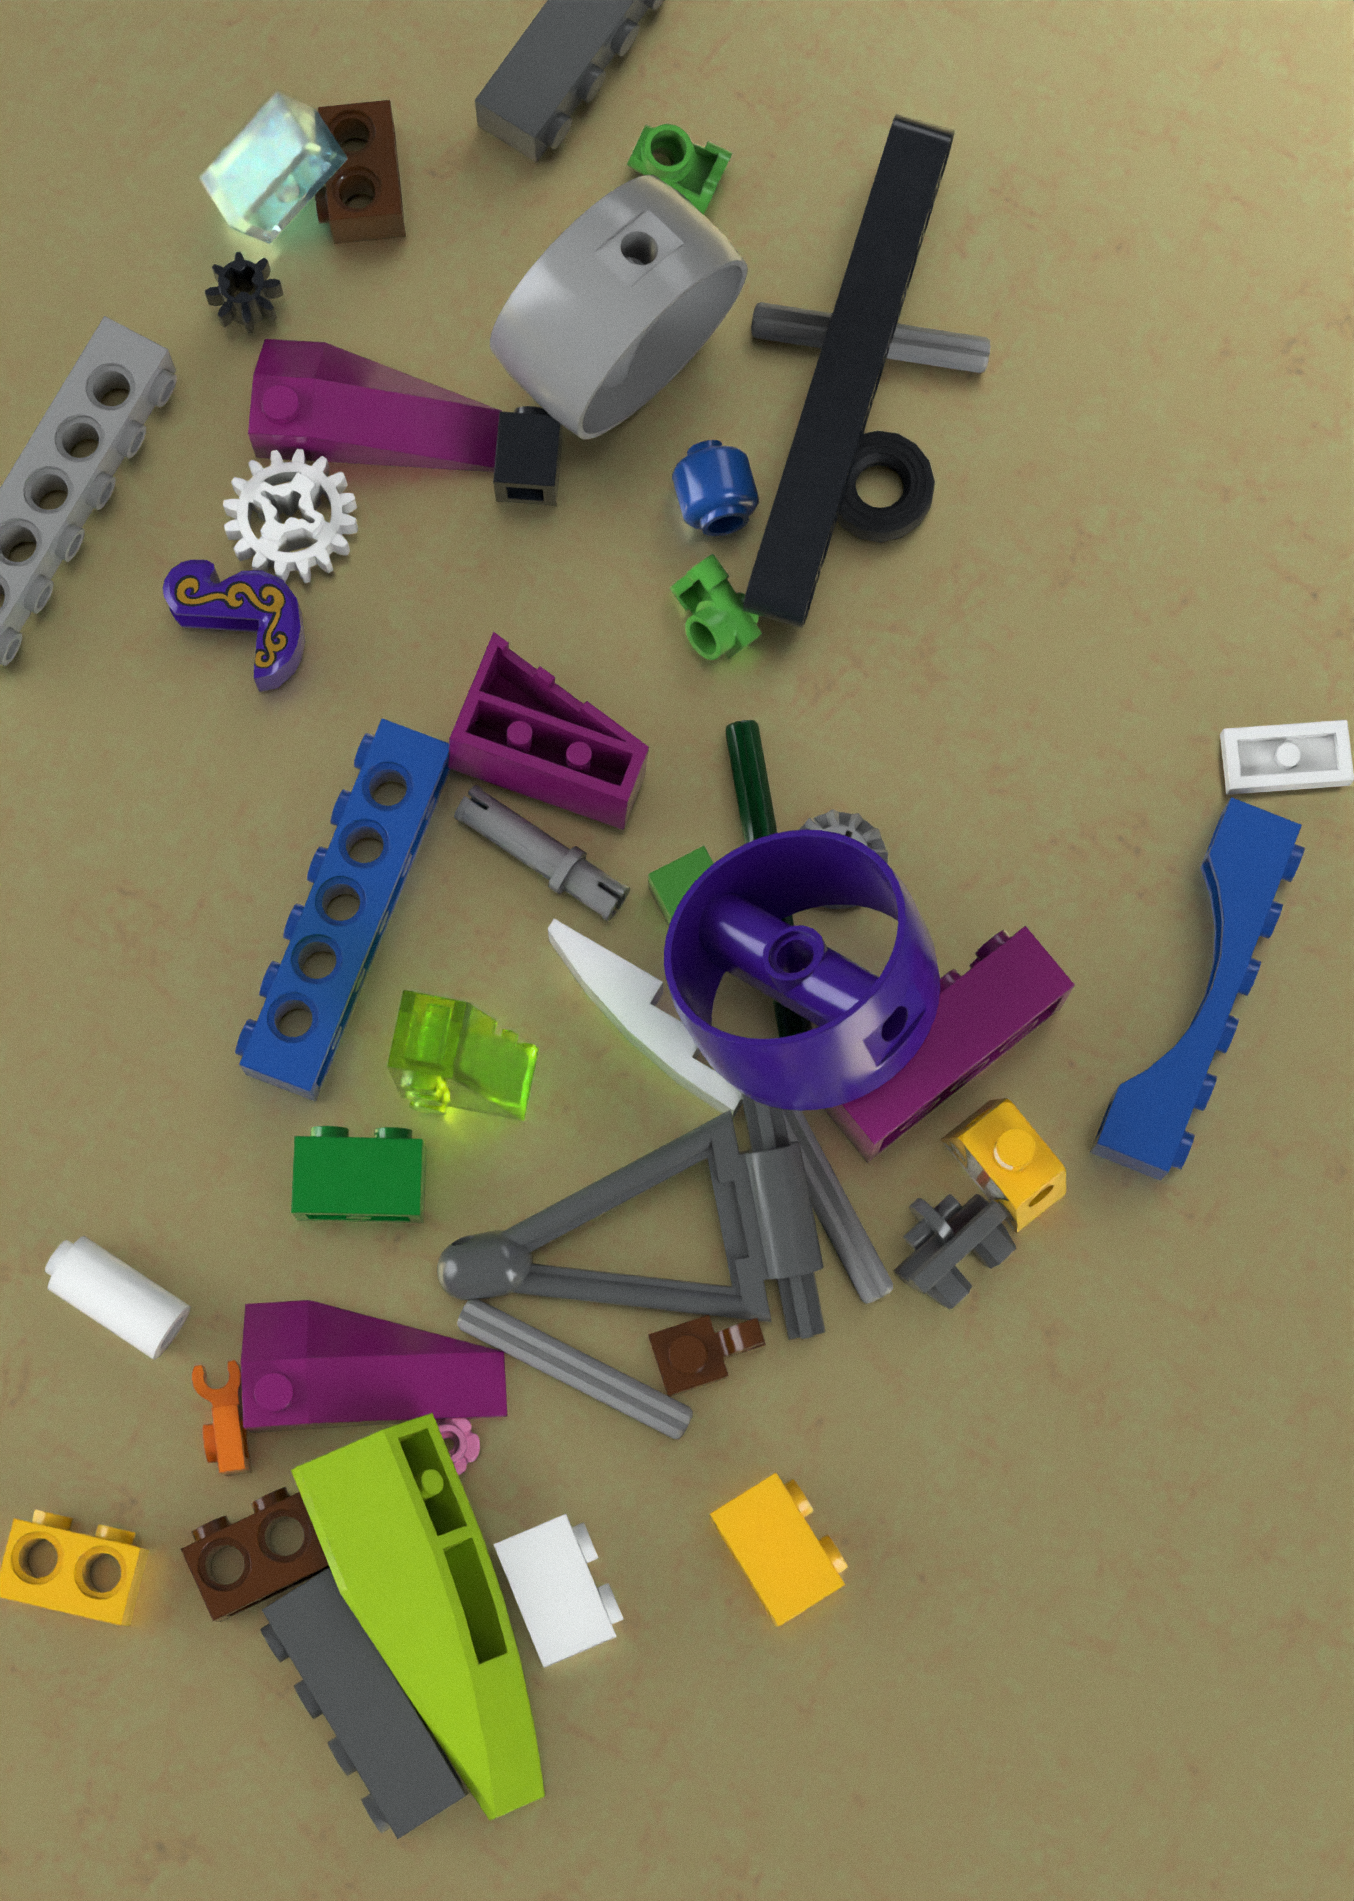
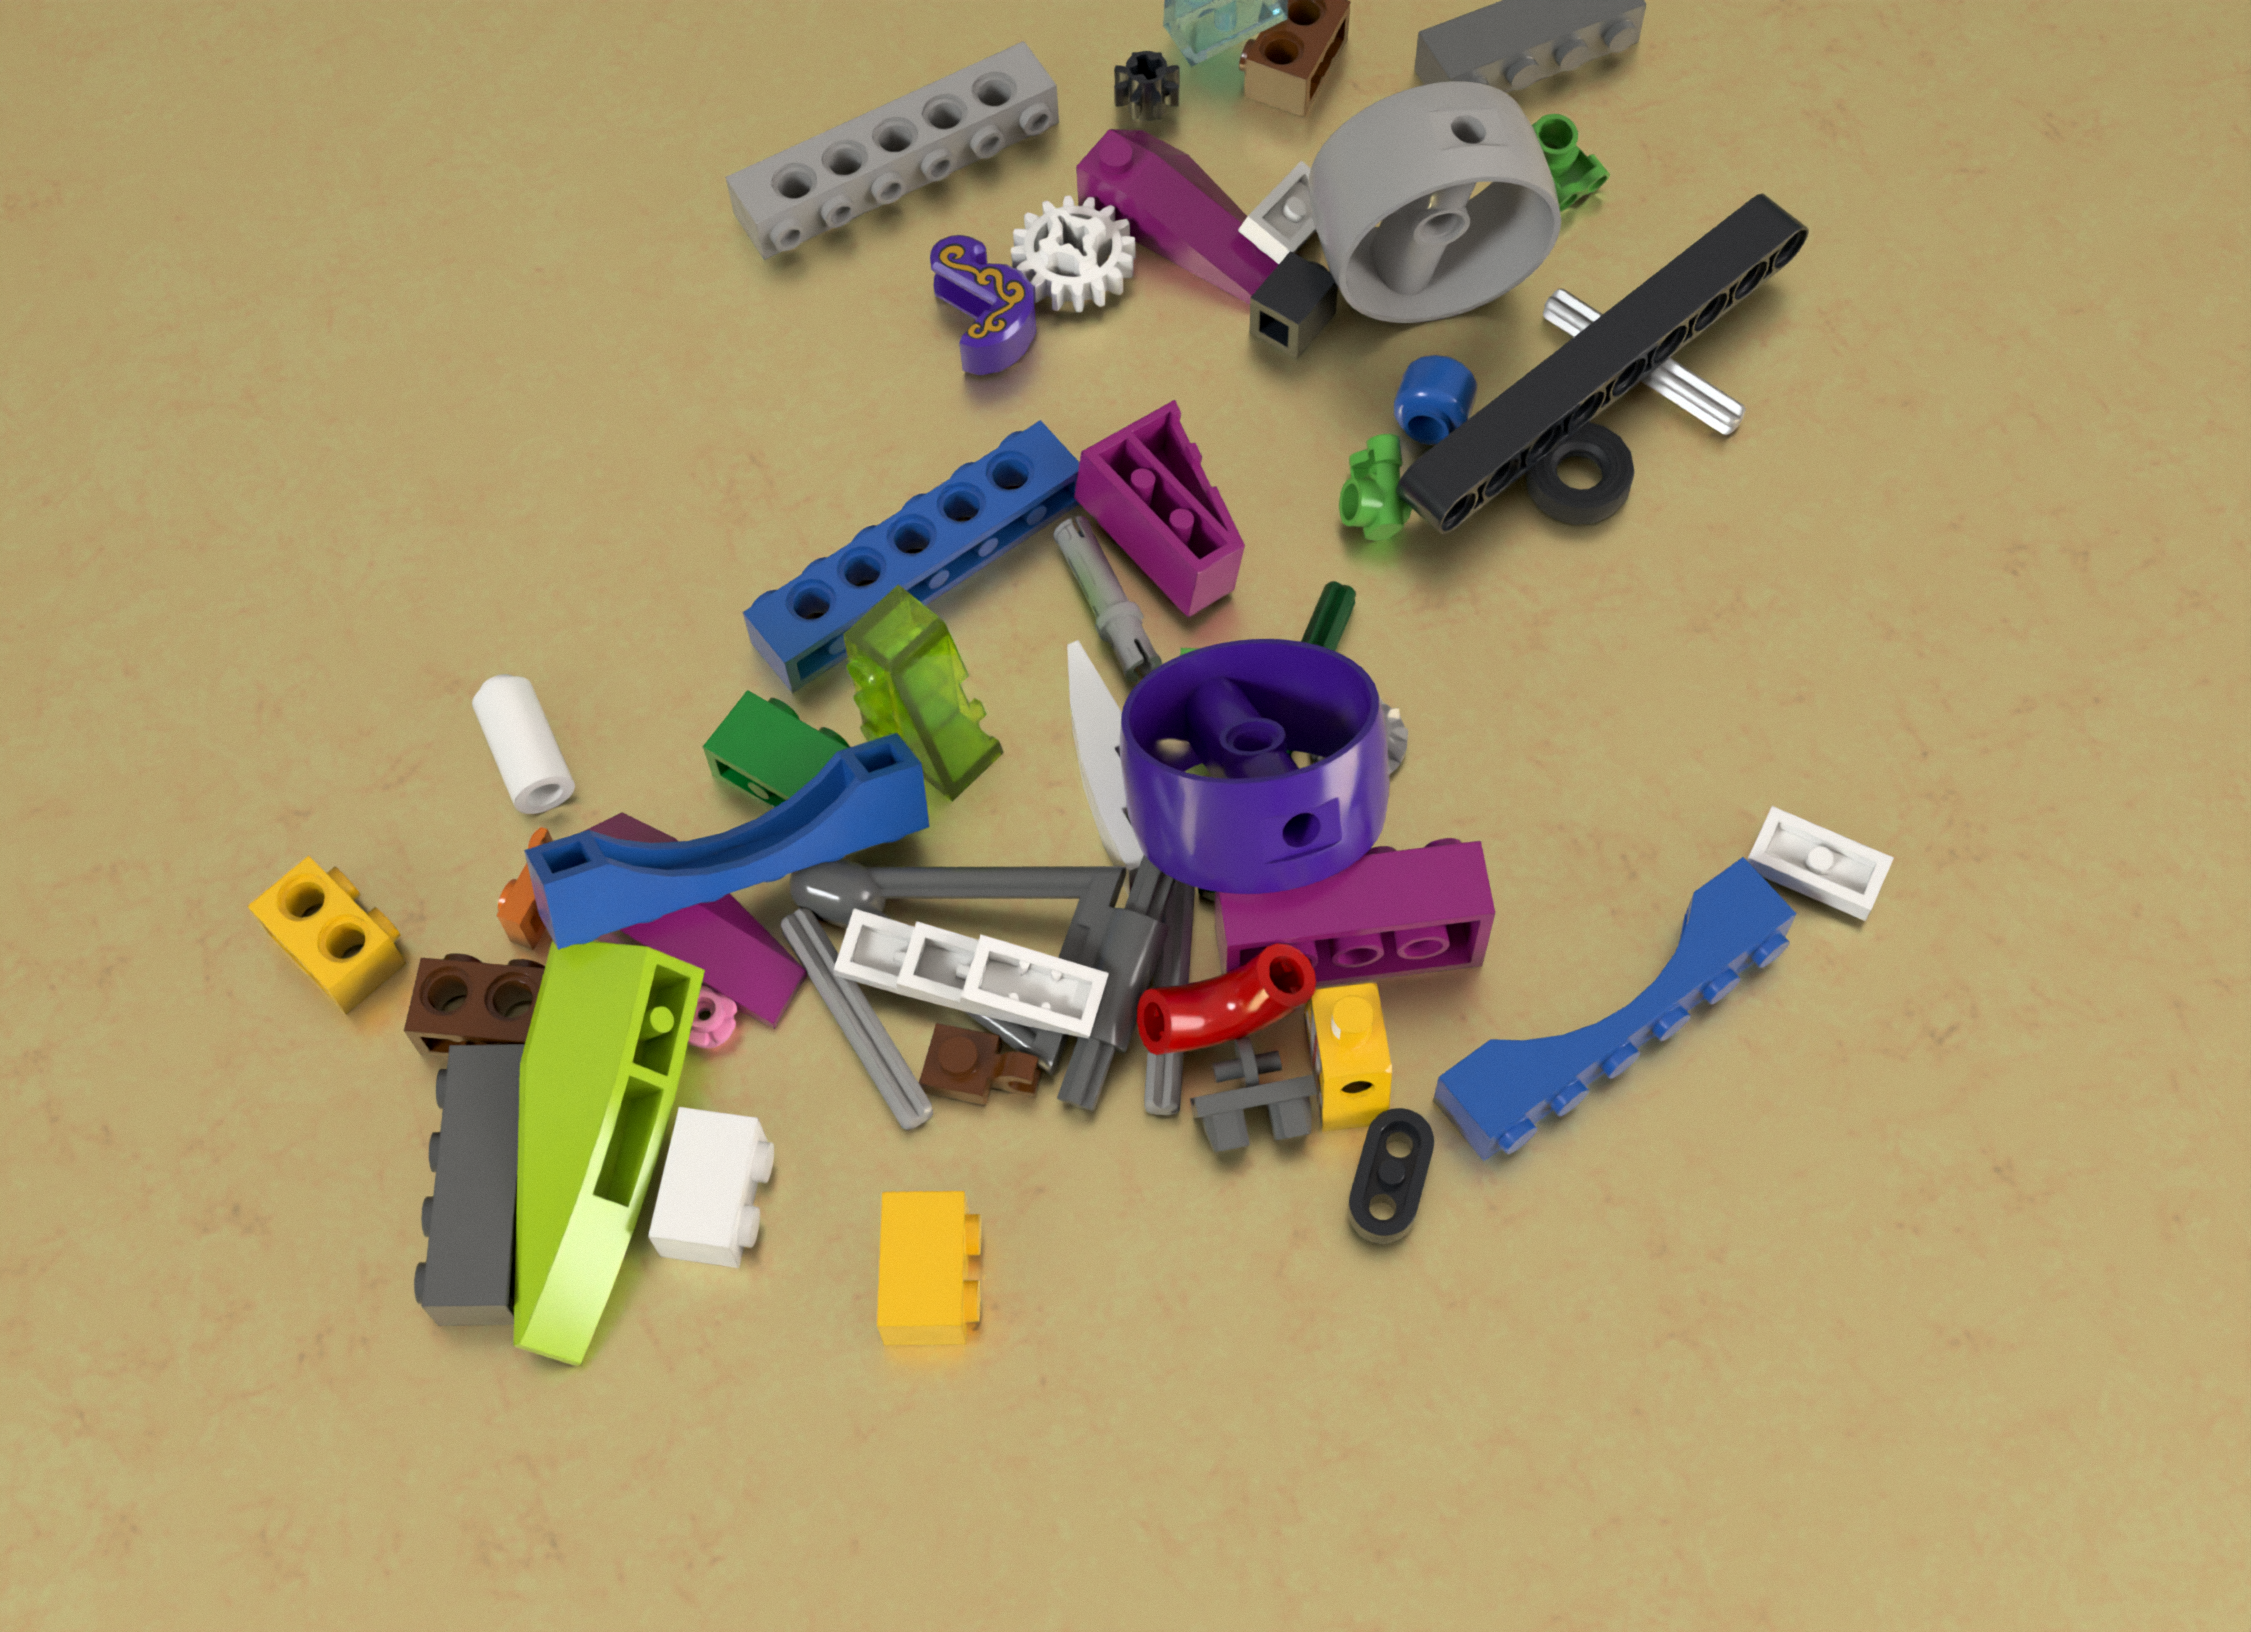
camera: 35 degrees right, 15 degrees down
(322, 1392) = (605, 883): none -> blue arch
(466, 367) = (1283, 218): none -> white plate
(659, 1282) = (971, 974): none -> white slope
(890, 1184) = (1228, 1004): none -> red cylinder
(1100, 1243) = (1391, 1178): none -> black plate

